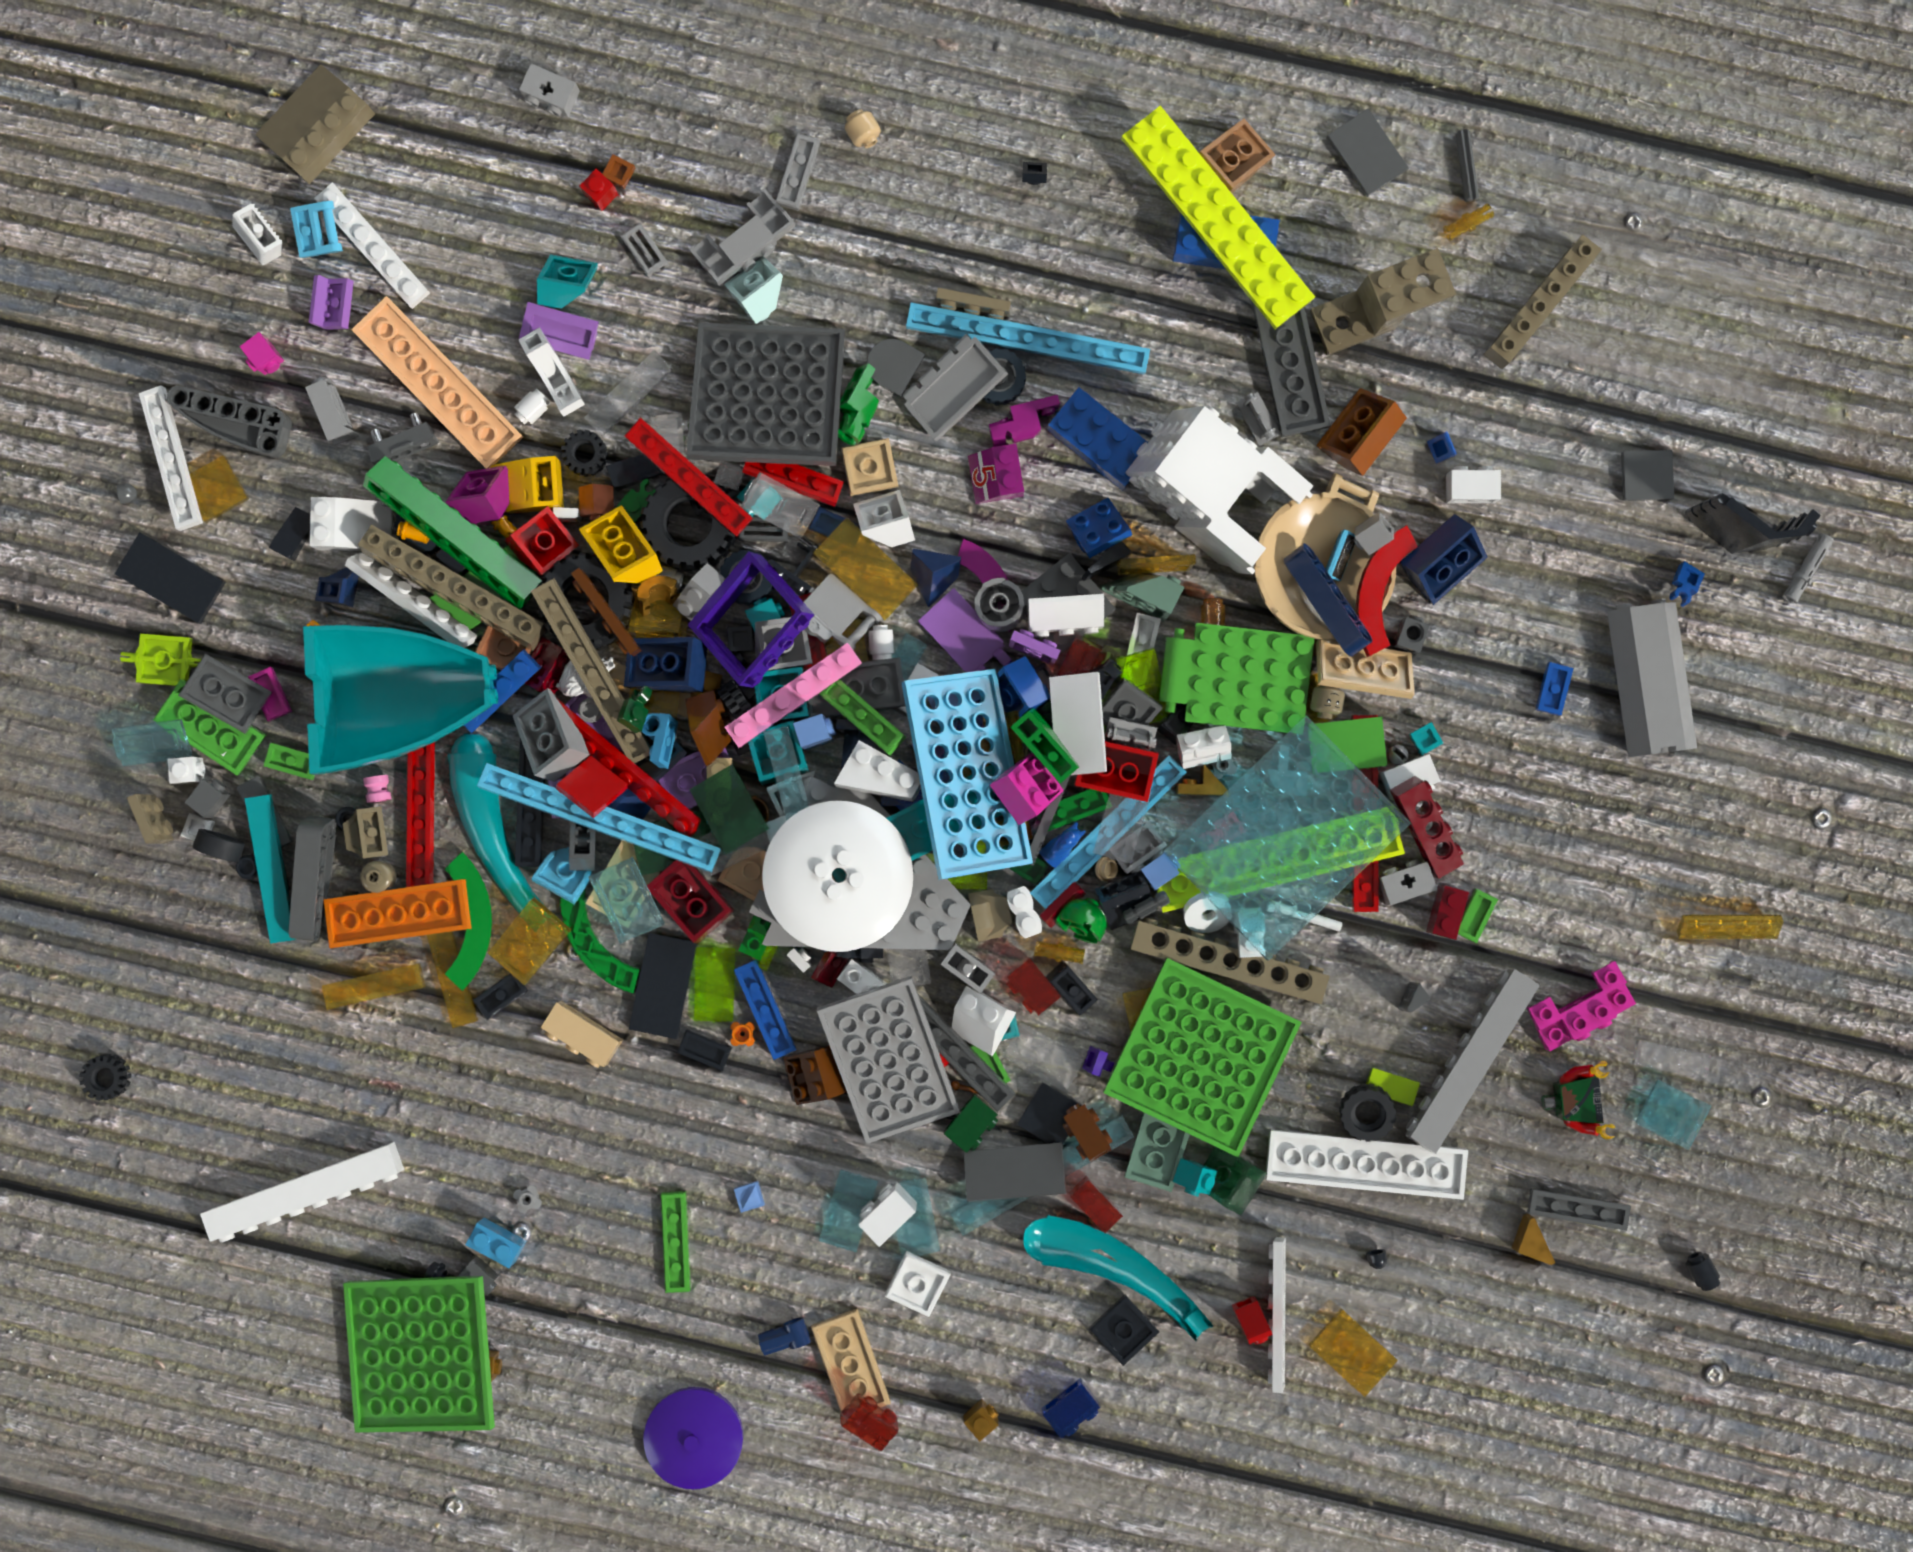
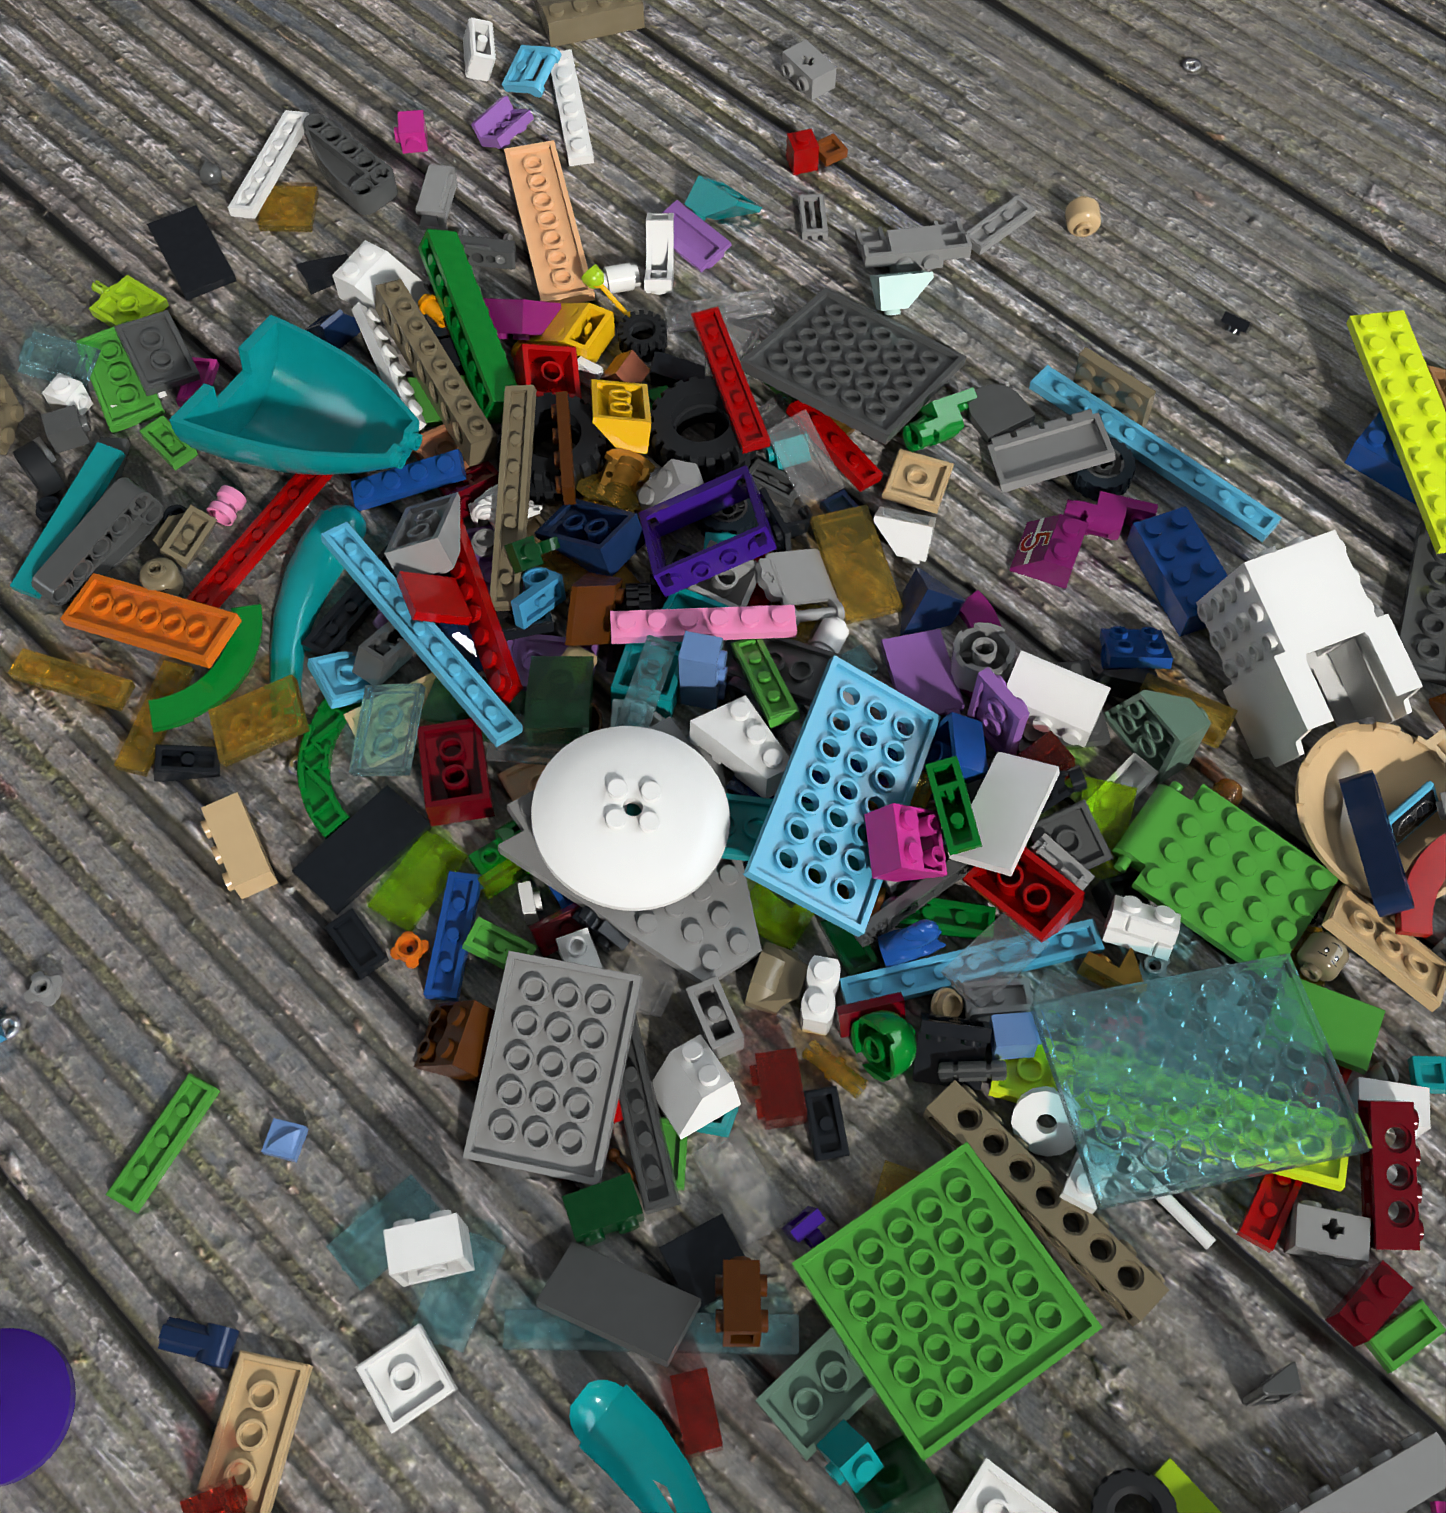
camera: 30 degrees right, 25 degrees down
(516, 425) = (594, 279): none -> lime hinge
(800, 1000) = (494, 942): none -> bright green plate

